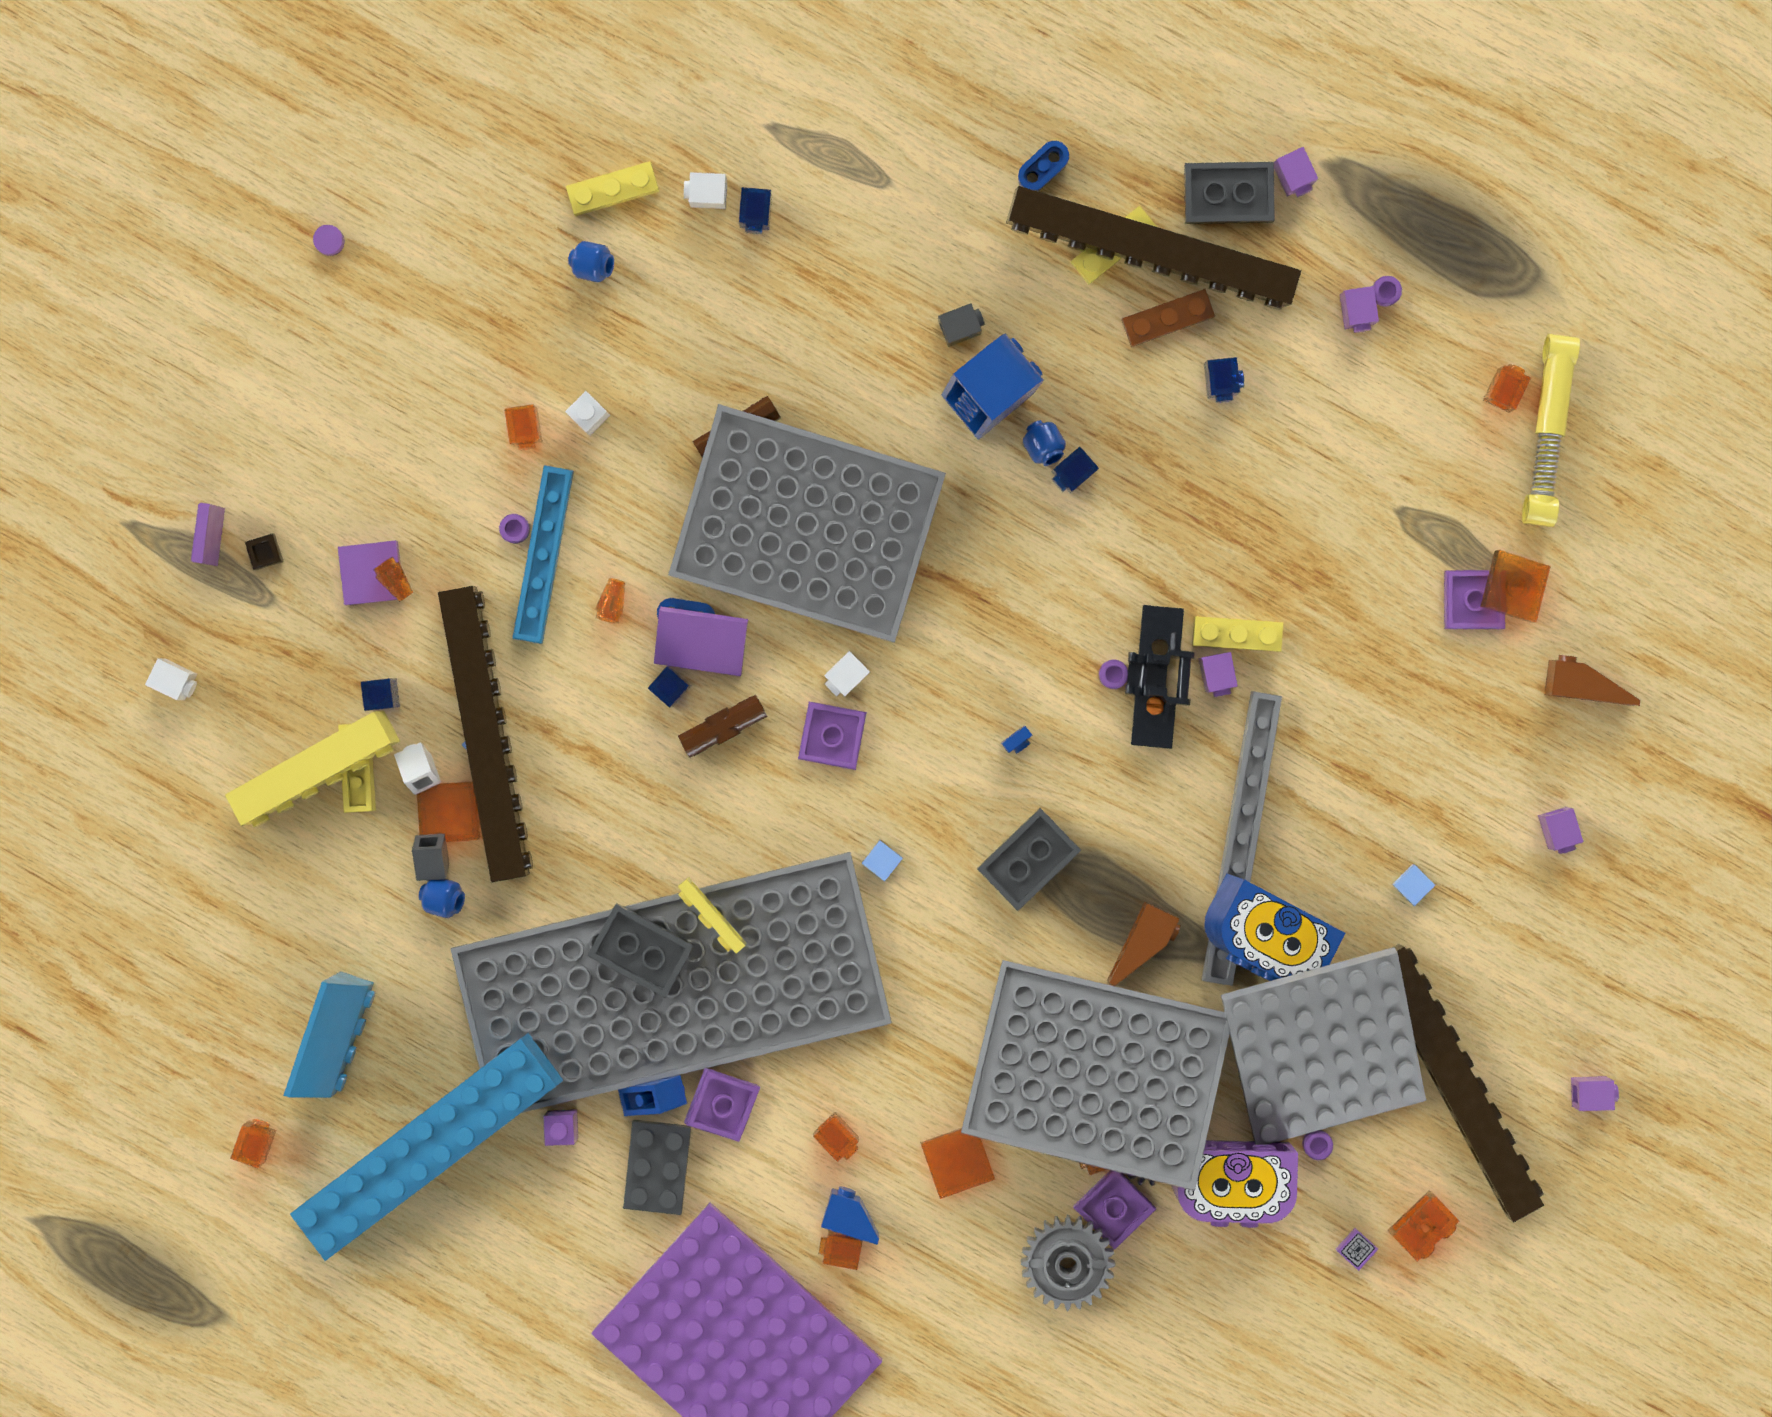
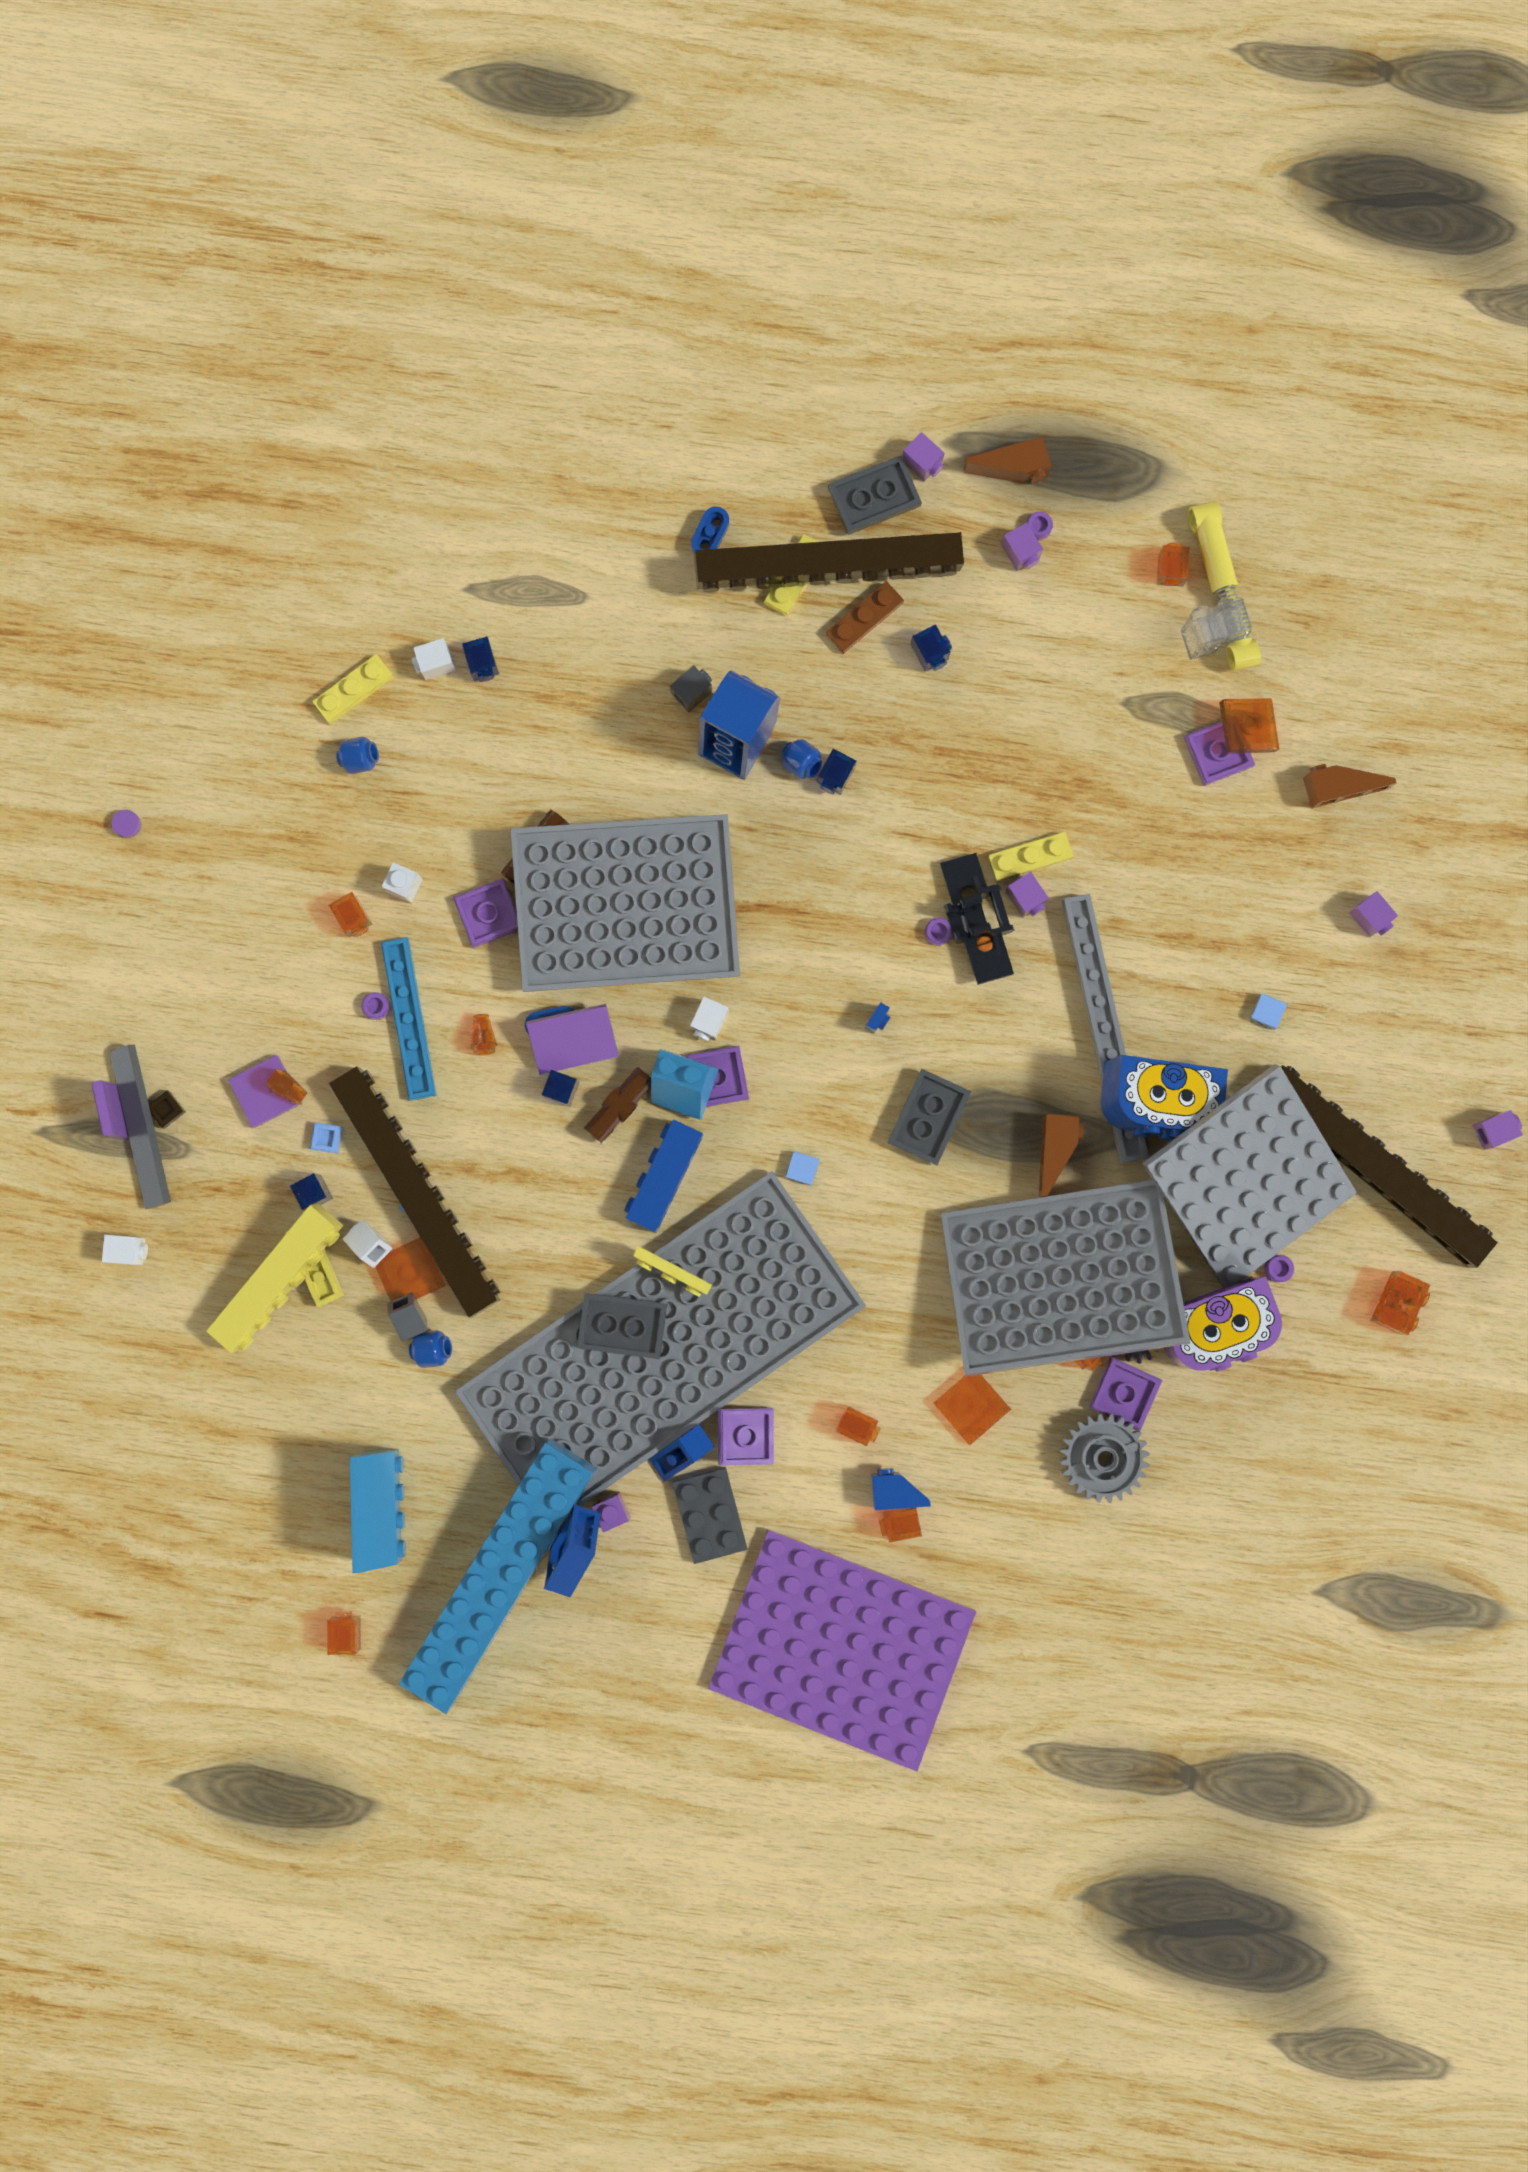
camera: 25 degrees left, 5 degrees down
(231, 560) = (140, 1126): none -> dark grey tile
(415, 643) = (326, 1138): none -> light blue tile
(508, 1153) = (572, 1551): none -> blue window
(663, 476) = (487, 913): none -> medium lavender tile
(740, 815) = (664, 1175): none -> blue brick
(794, 729) = (682, 1083): none -> dark azure slope
(1356, 1249) = (1351, 1347): tile -> none
(1390, 216) = (1014, 463): none -> dark orange slope
(1516, 473) = (1215, 626): none -> clear brick

